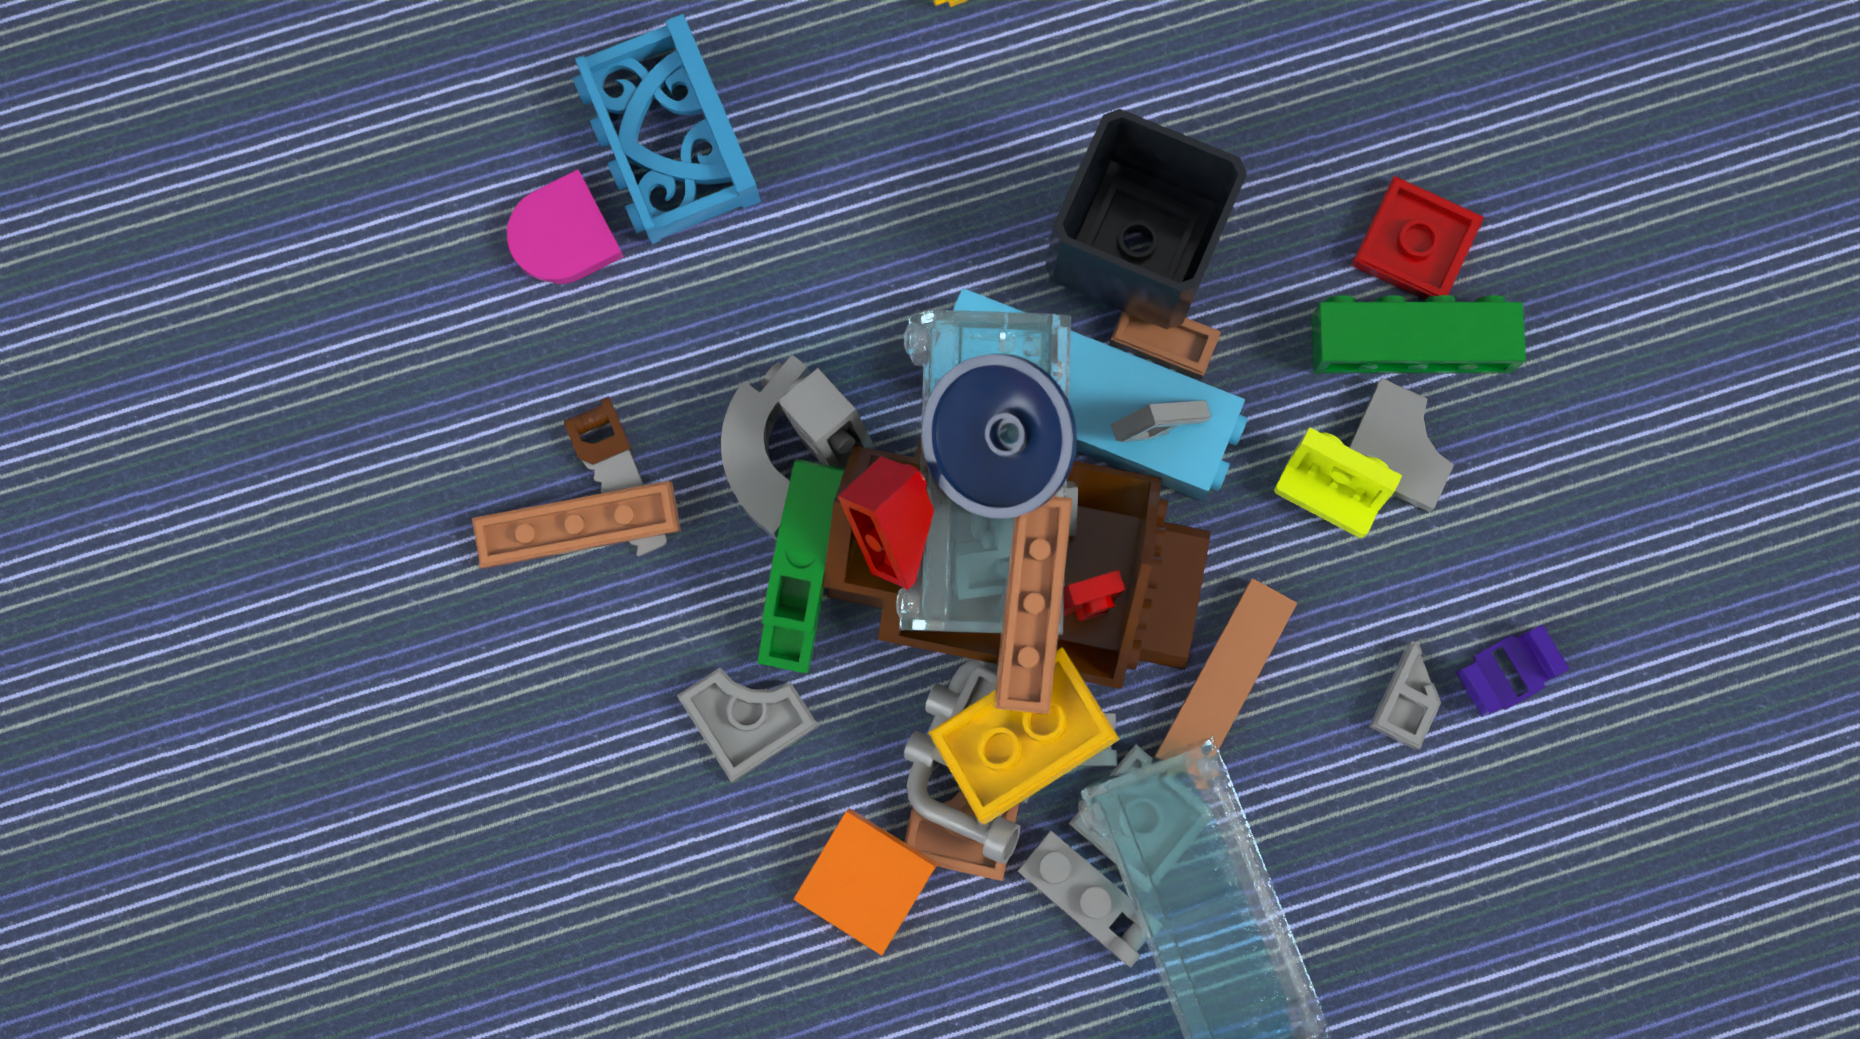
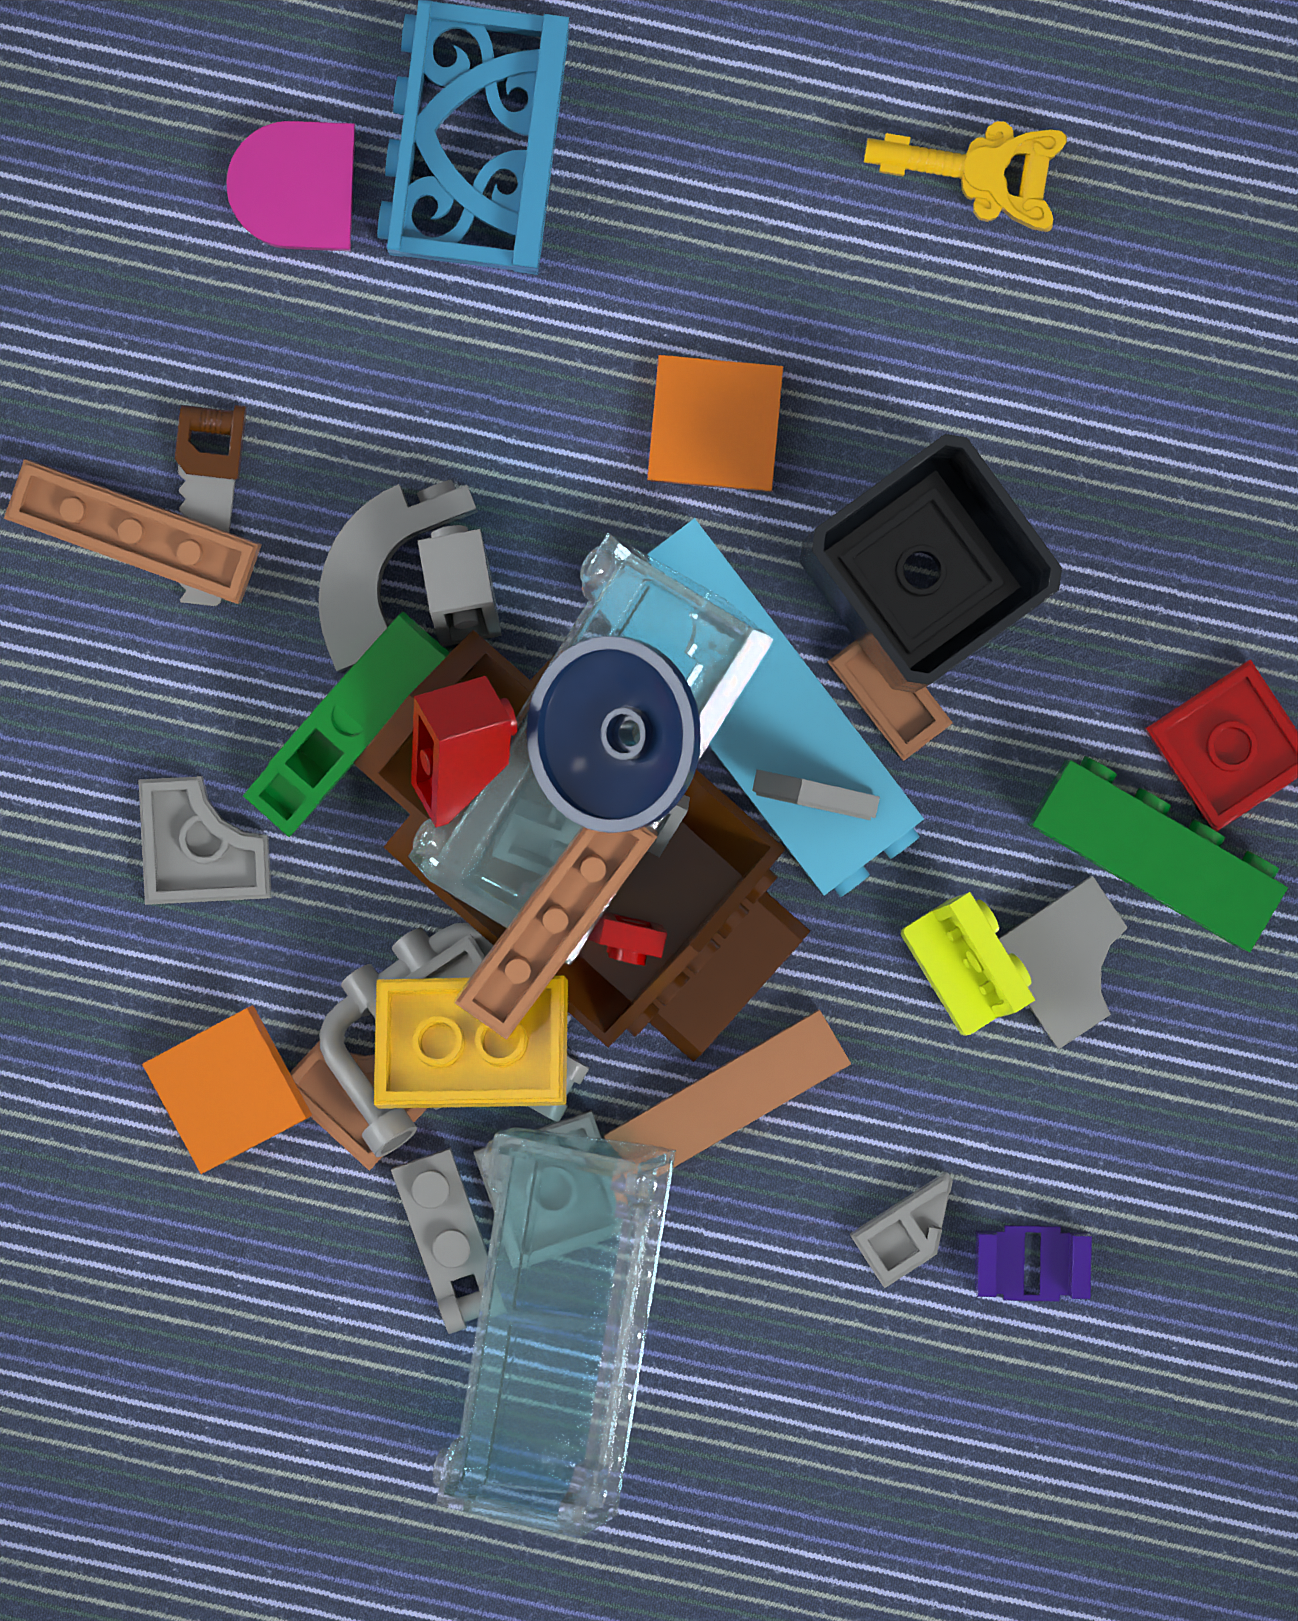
camera: 30 degrees right, 10 degrees up
(938, 228) = (715, 423): none -> orange tile

